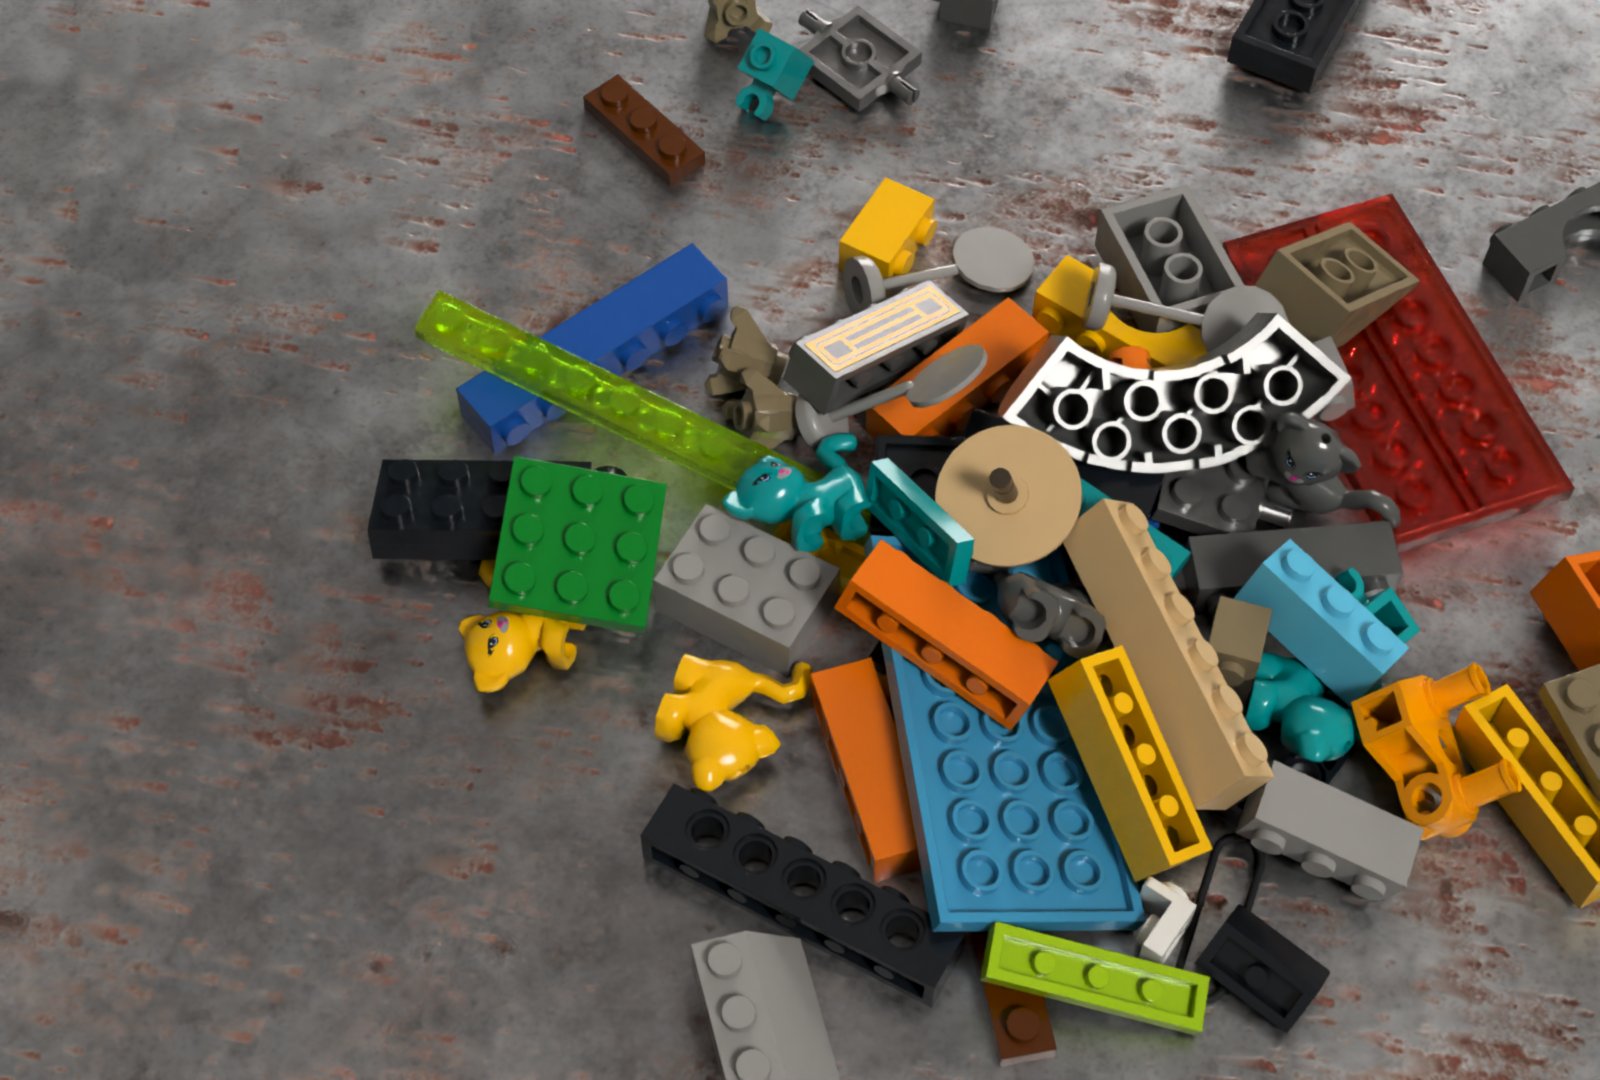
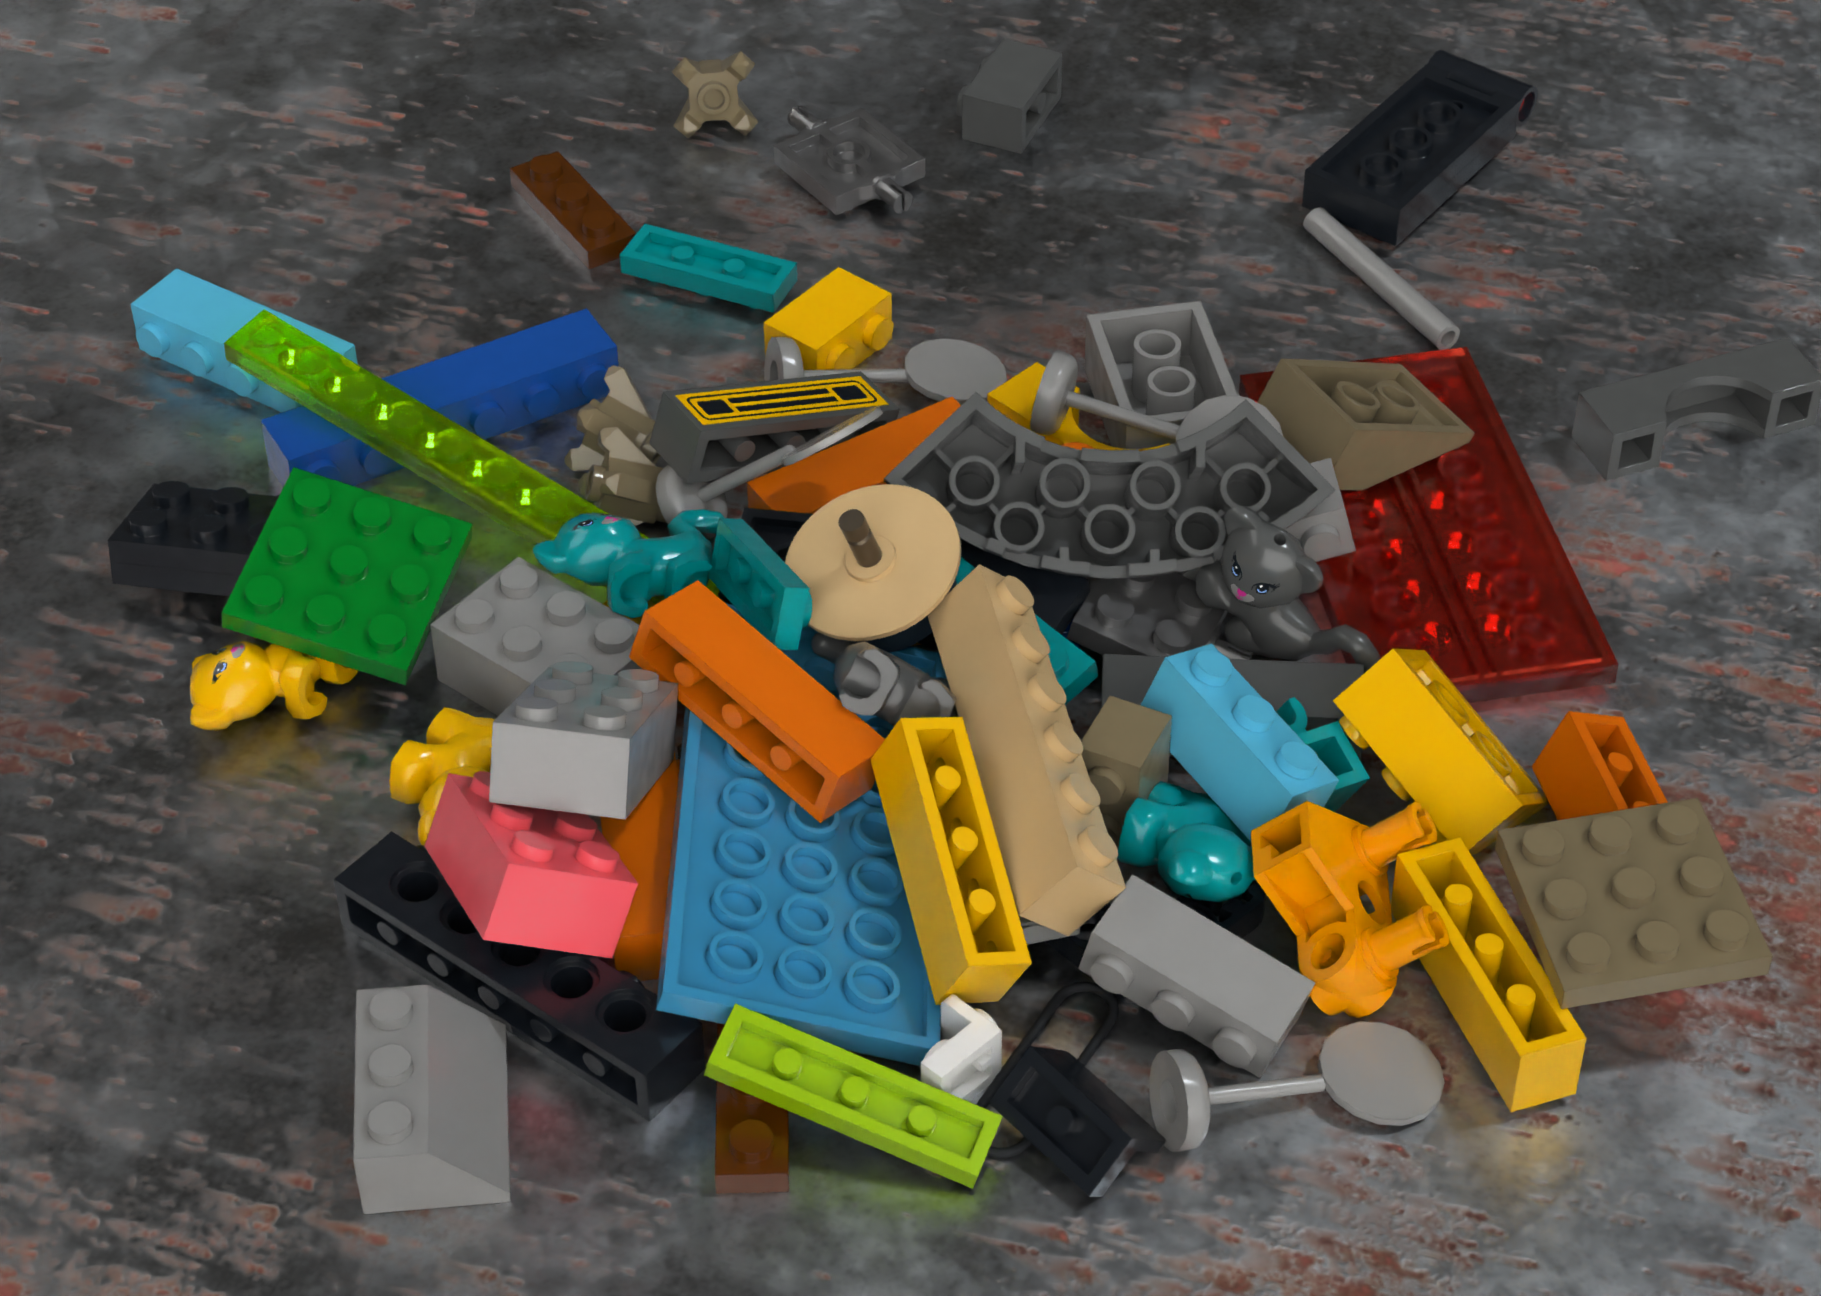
camera: 10 degrees right, 15 degrees down
(393, 295) = (190, 321): none -> medium azure brick
(772, 180) = (709, 268): none -> teal plate
(775, 68) = (741, 156): teal brick -> none
(799, 810) = (529, 871): none -> coral brick
(825, 702) = (584, 741): none -> light grey brick
(1305, 127) = (1381, 278): none -> light grey piece
(1466, 883) = (1363, 1066): none -> light grey piece
(1467, 598) = (1437, 749): none -> yellow slope

